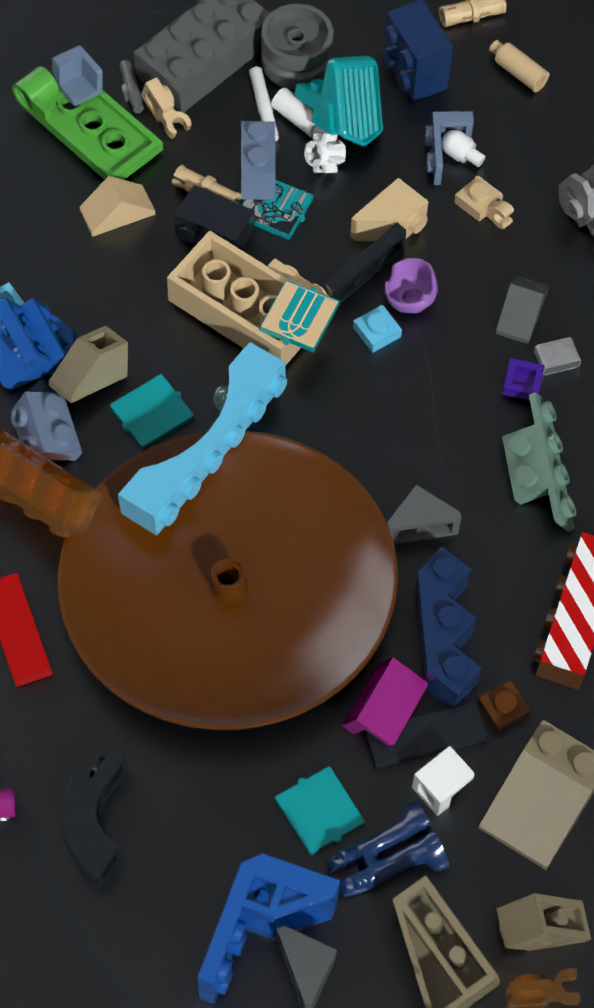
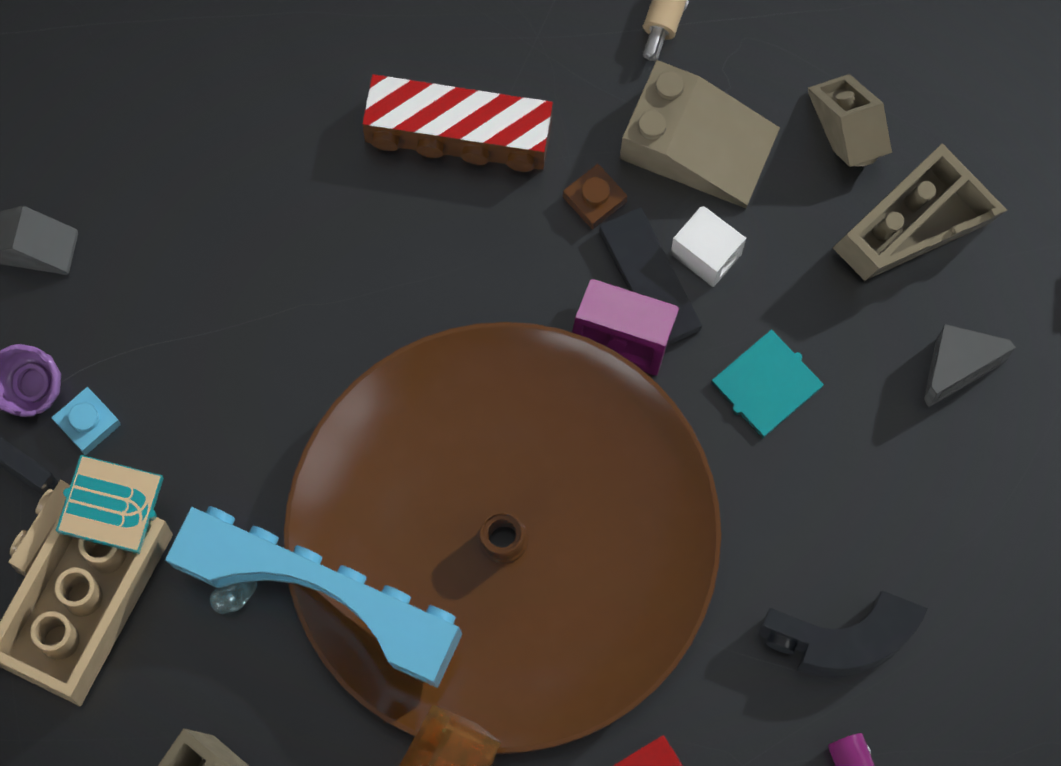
camera: 100 degrees left, 10 degrees up
(152, 411) = (259, 693): teal piece -> none
(264, 898) = (907, 412): blue bracket -> none
(376, 871) = (814, 319): dark blue piece -> none
(423, 517) = (364, 320): dark grey slope -> none
(445, 629) = (514, 271): dark blue brick -> none
(522, 379) = (142, 226): dark purple plate -> none
(533, 991) = (929, 120): clear orange plate -> none
(536, 463) = (265, 197): sand green bracket -> none
(557, 355) = (95, 192): flat silver piece -> none

